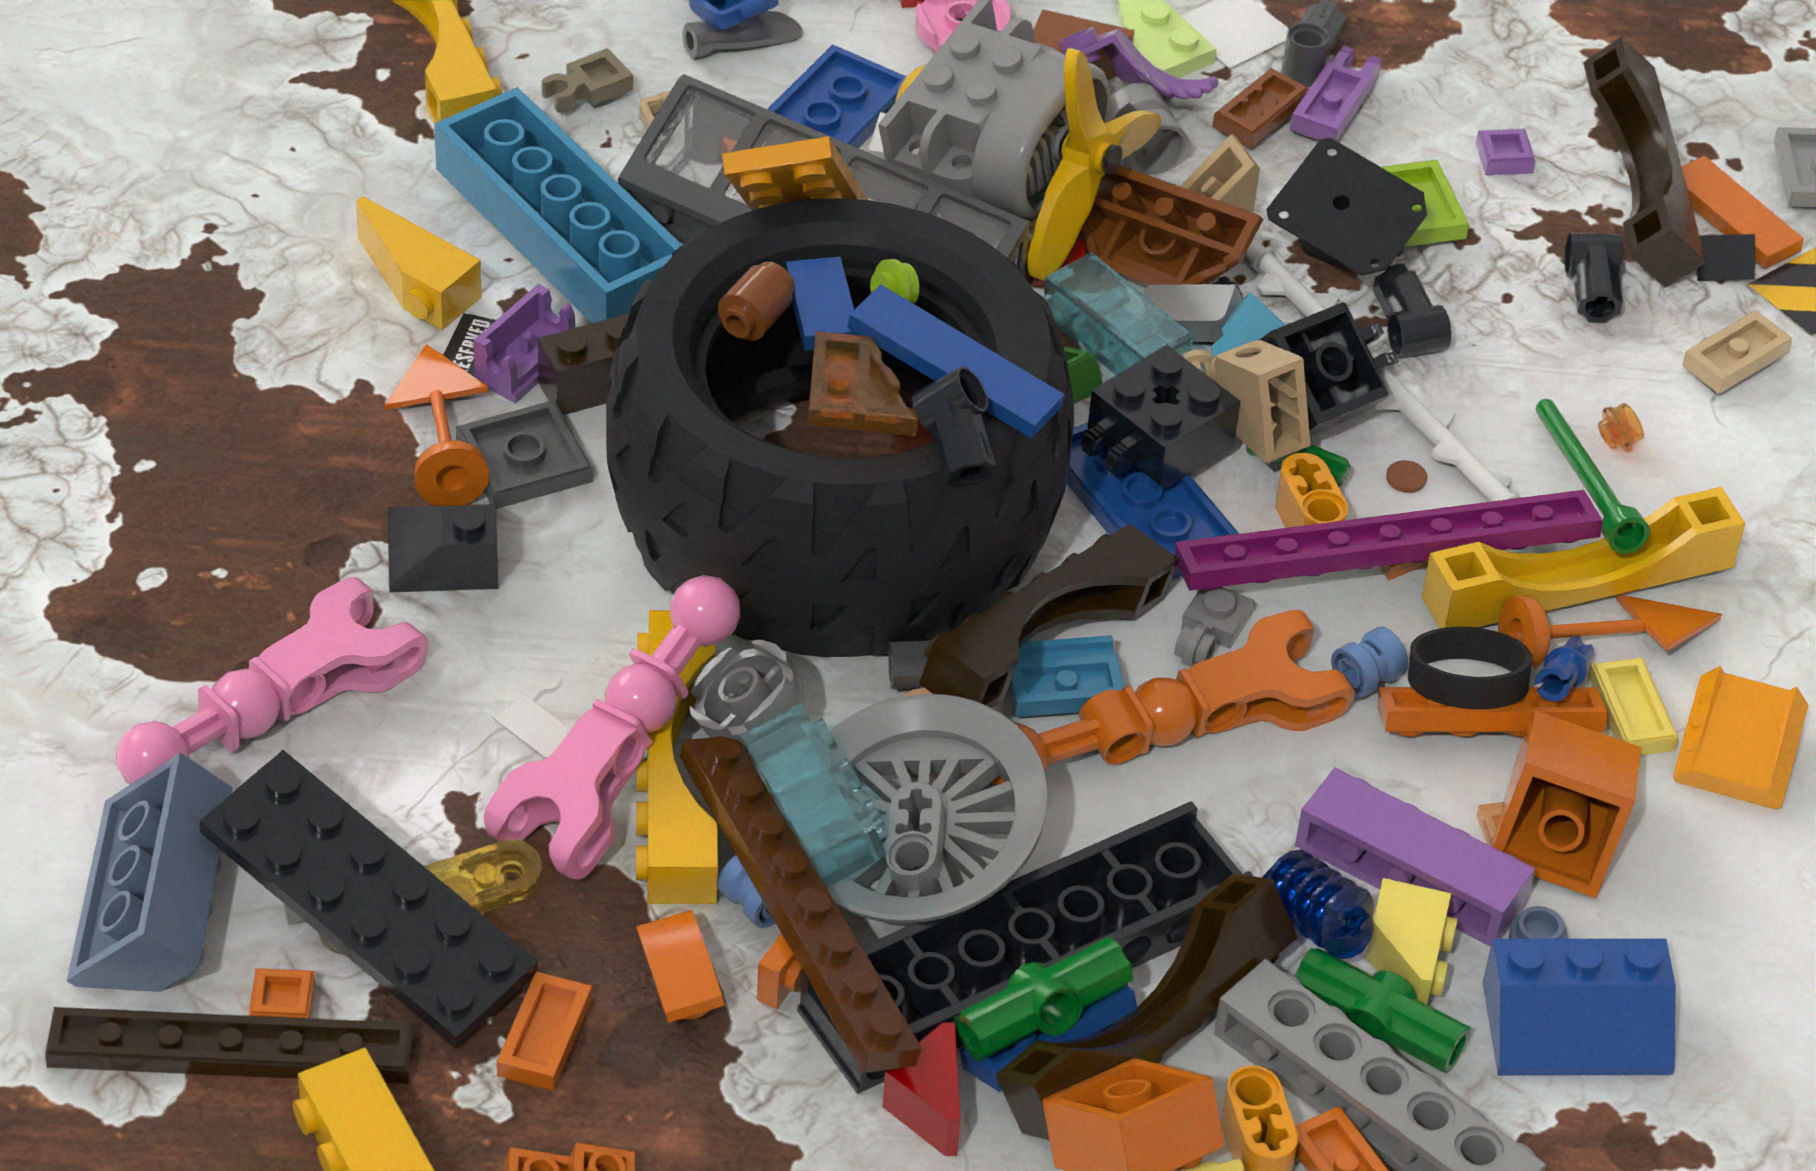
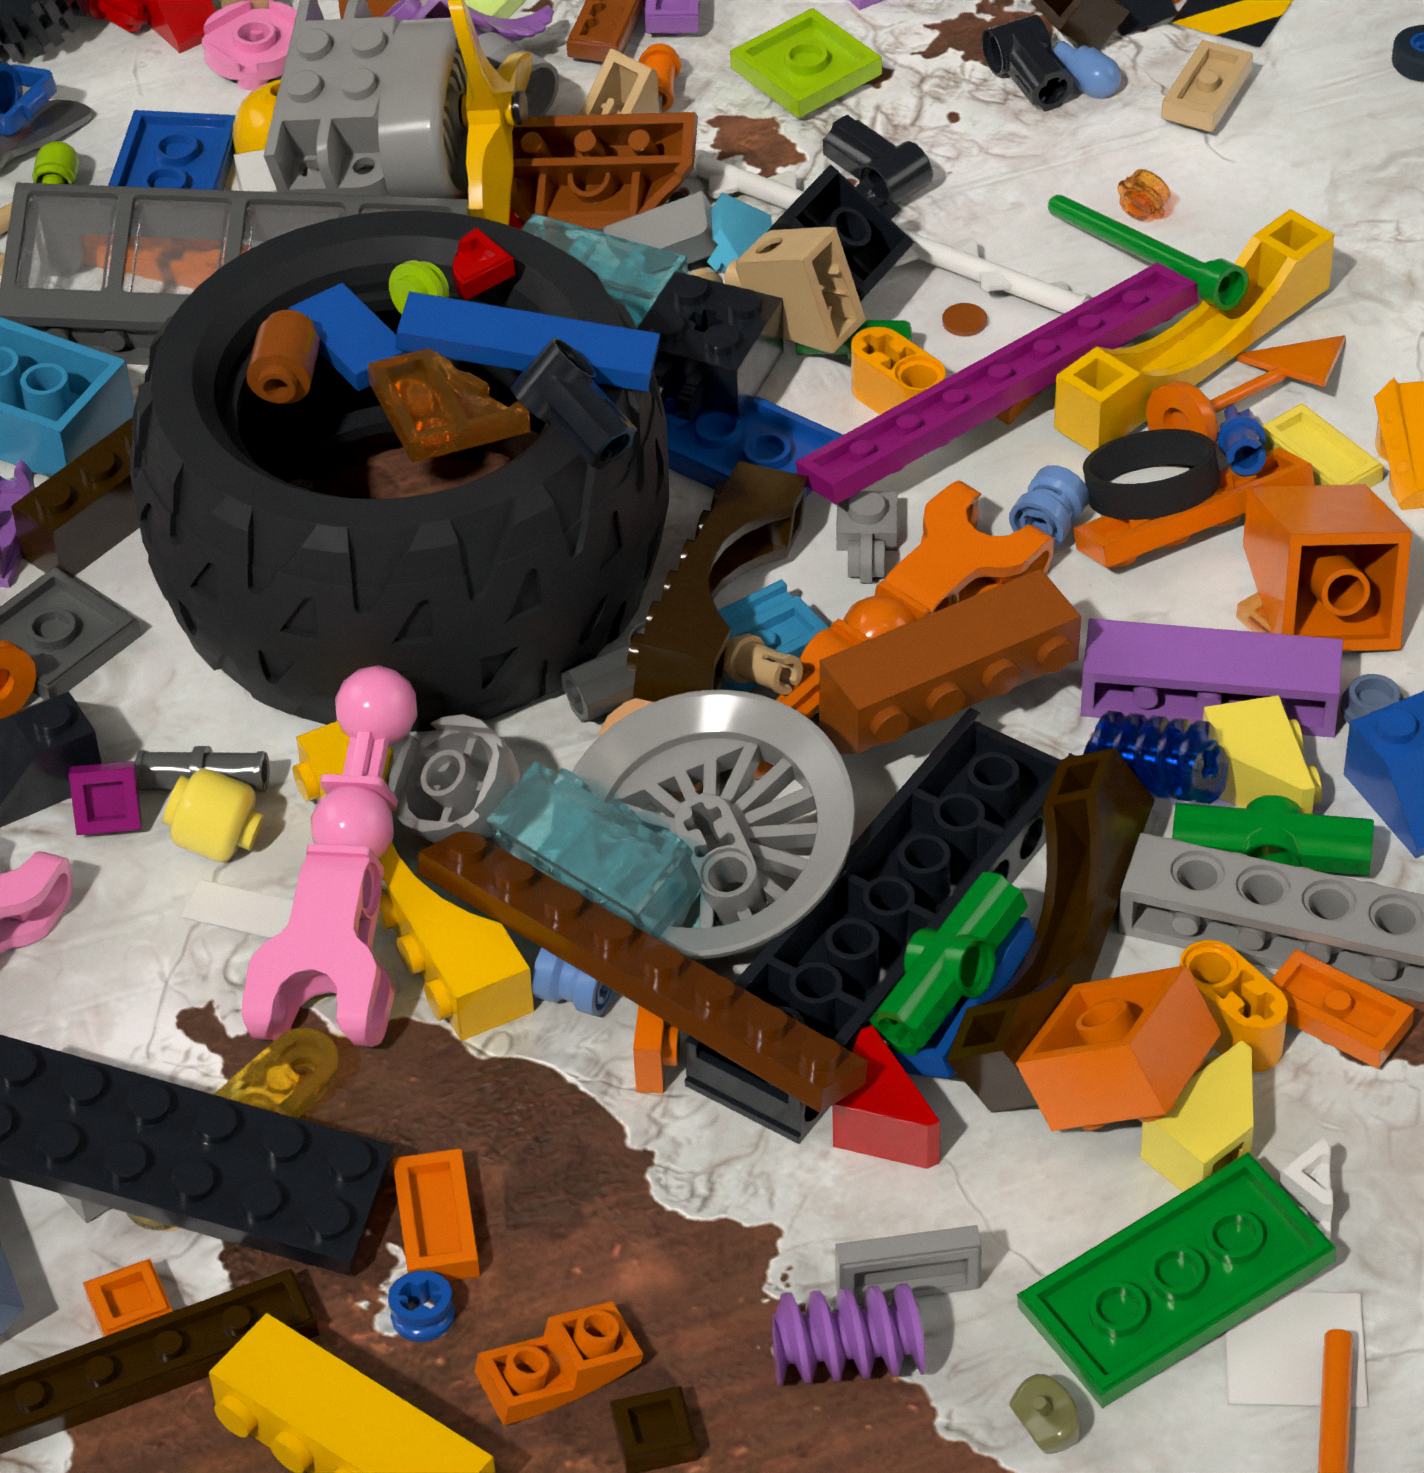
camera: 20 degrees left, 0 degrees up
(484, 600) = (105, 798): none -> magenta tile
(485, 1106) = (421, 1323): none -> blue bush
(556, 647) = (212, 815): none -> light yellow head
(571, 608) = (164, 769): none -> dark grey pin
(680, 966) = (544, 1088): orange slope -> none
(742, 72) = (56, 164): none -> lime cylinder
(790, 173) = (238, 218): light orange plate -> none
(959, 282) = (479, 265): none -> red tile
(1039, 691) = (753, 661): none -> tan pin
(1189, 755) = (946, 662): none -> dark orange slope
(1278, 166) = (668, 66): none -> orange pin
(1348, 209) = (767, 81): black piece -> none
(1644, 299) = (1092, 70): none -> medium blue cylinder

